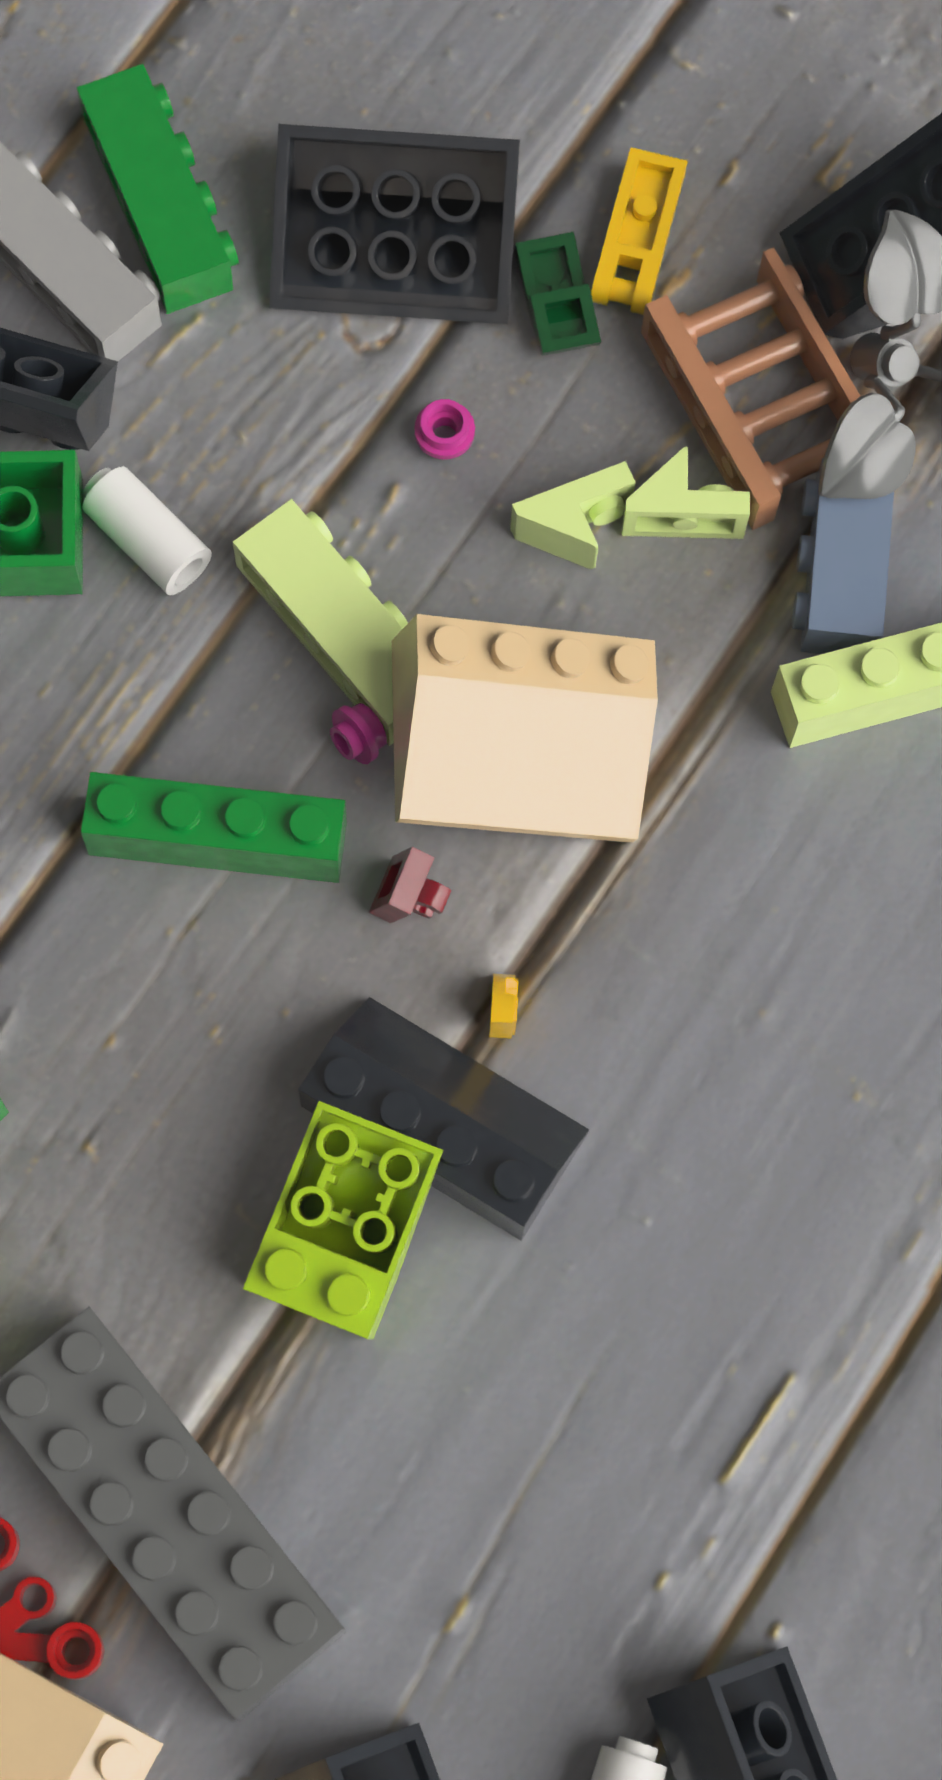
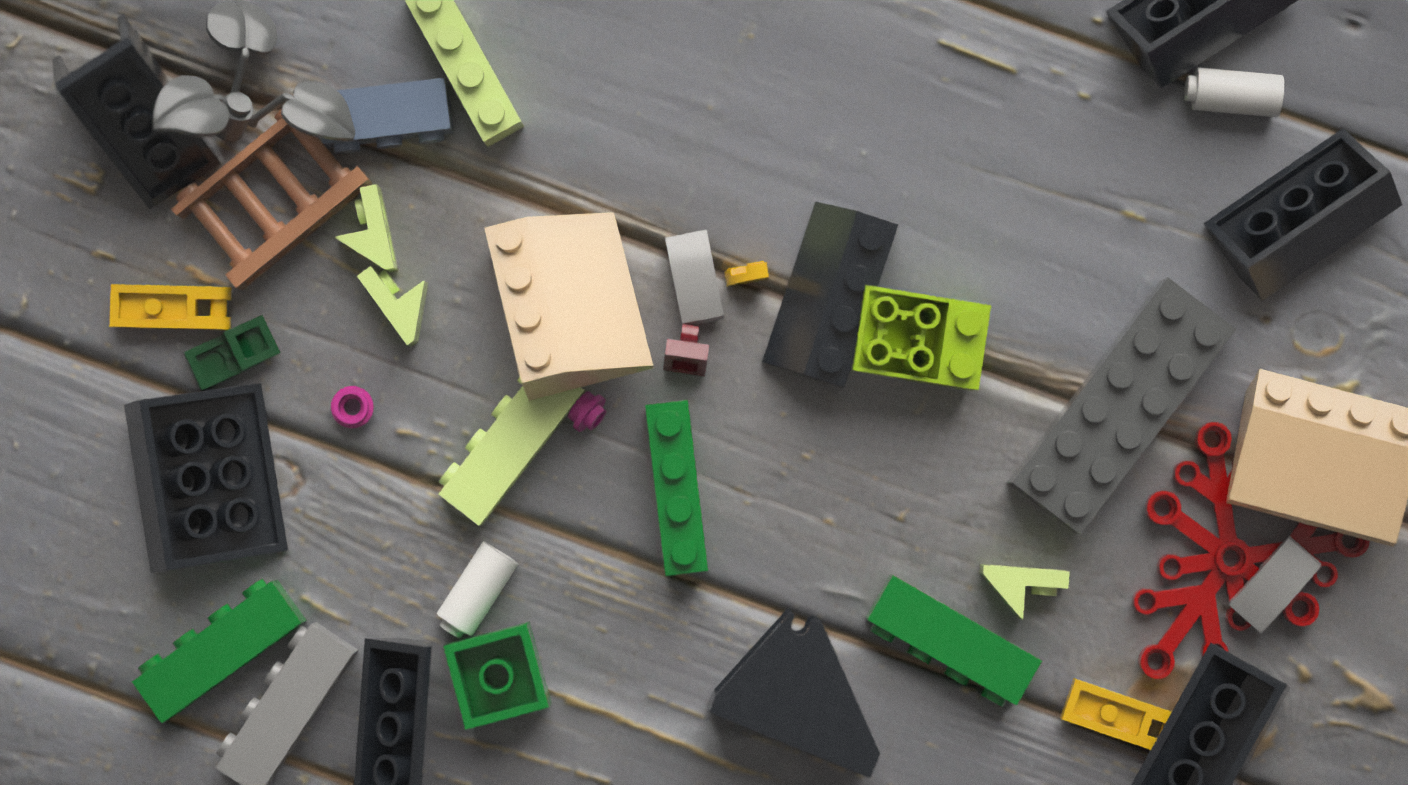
camera: 95 degrees left, 15 degrees up
(515, 925) = (694, 278): none -> light grey slope

